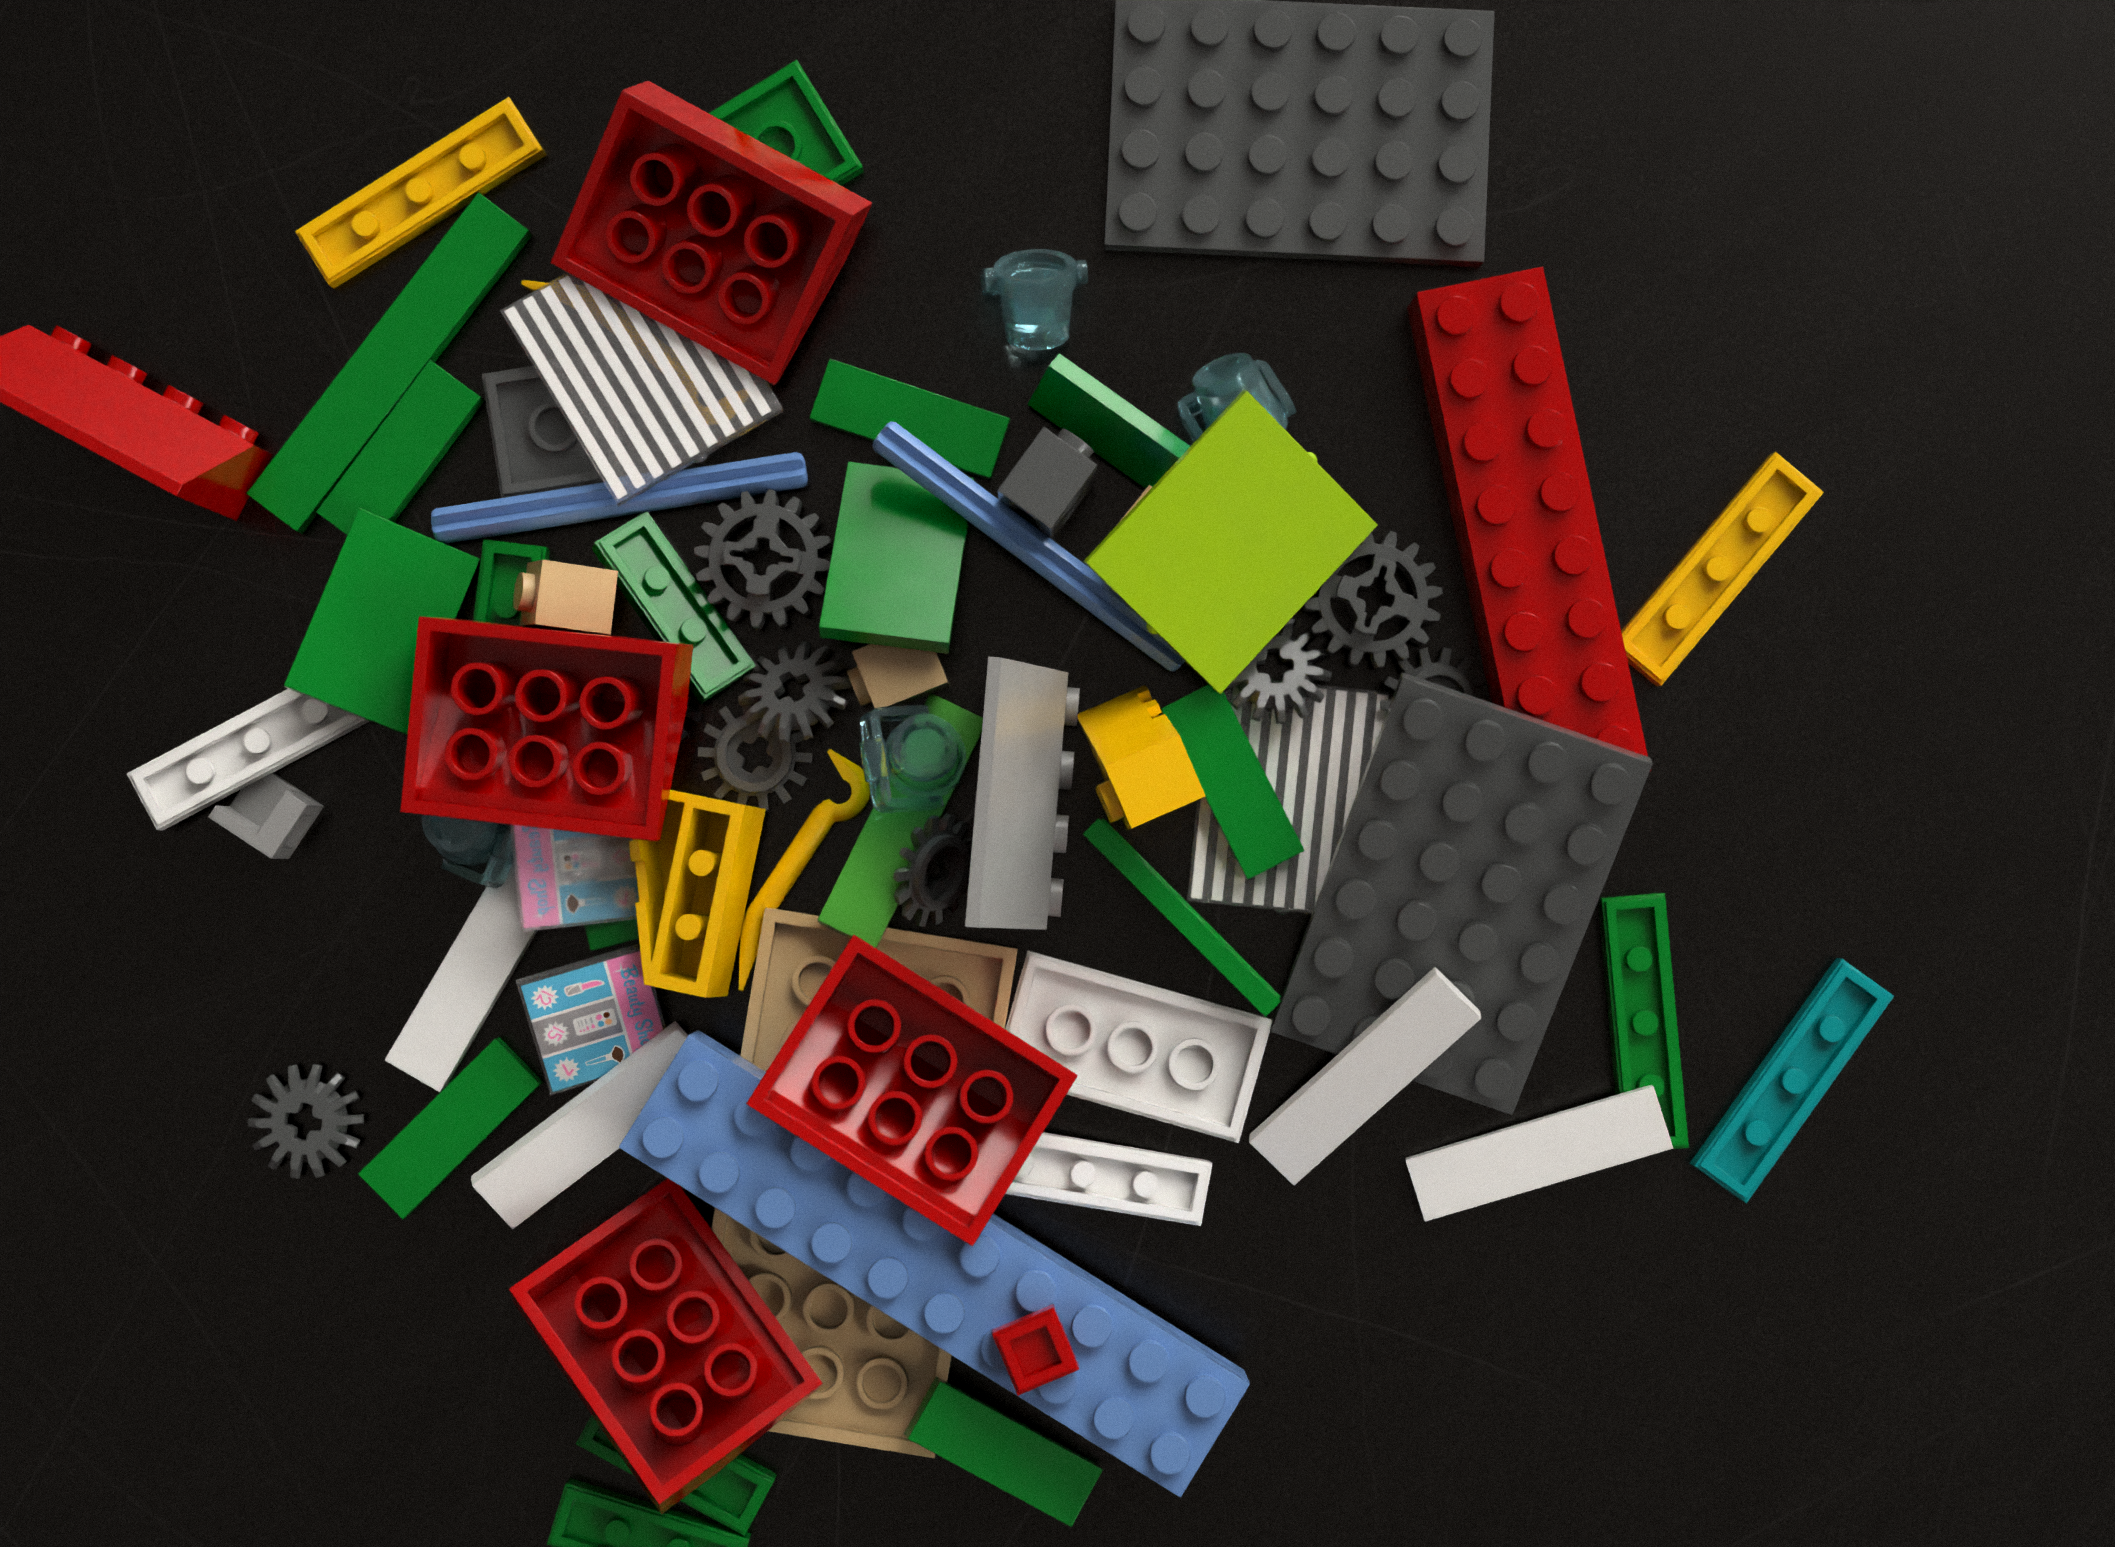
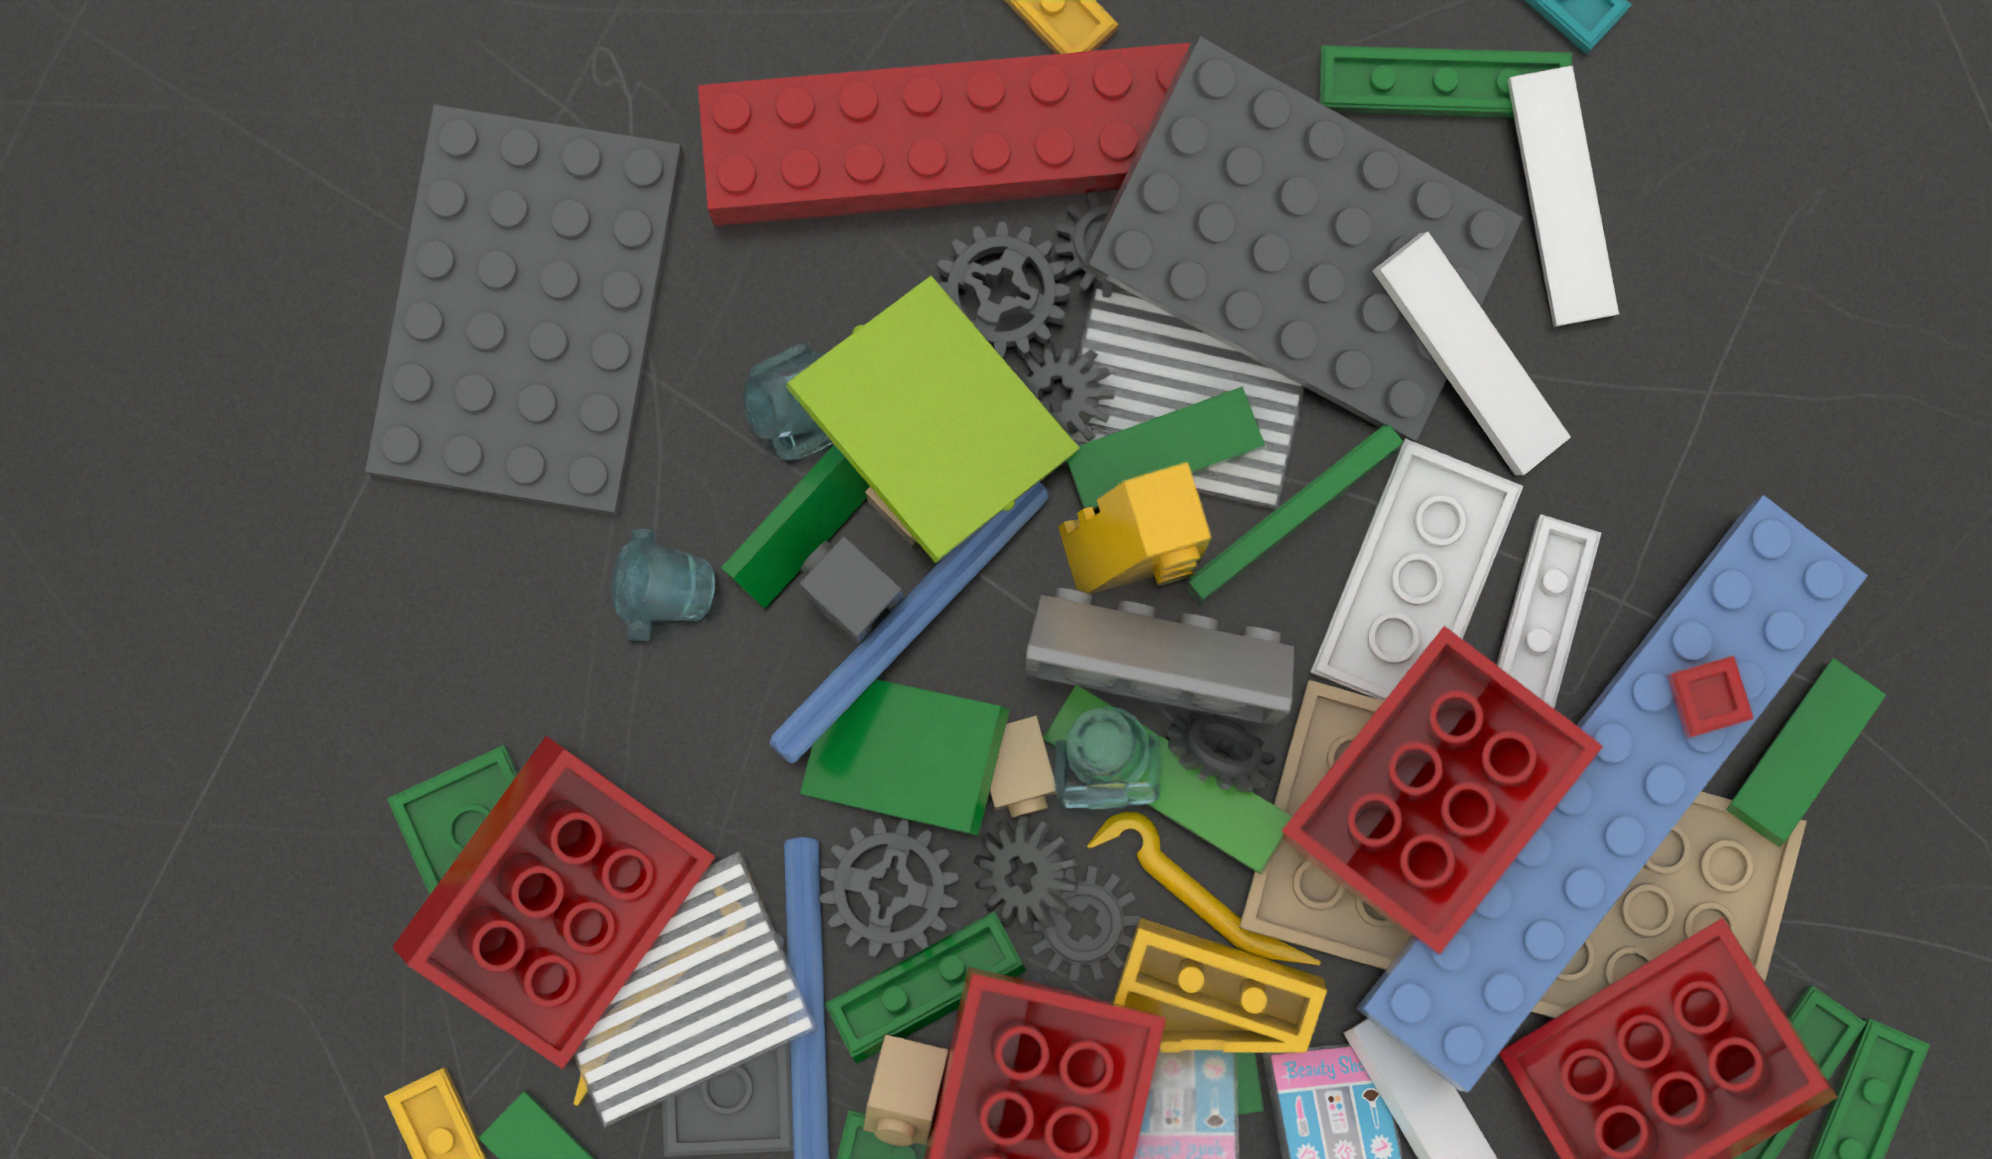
camera: 80 degrees left, 5 degrees down
(865, 402) = (746, 761): green tile -> none

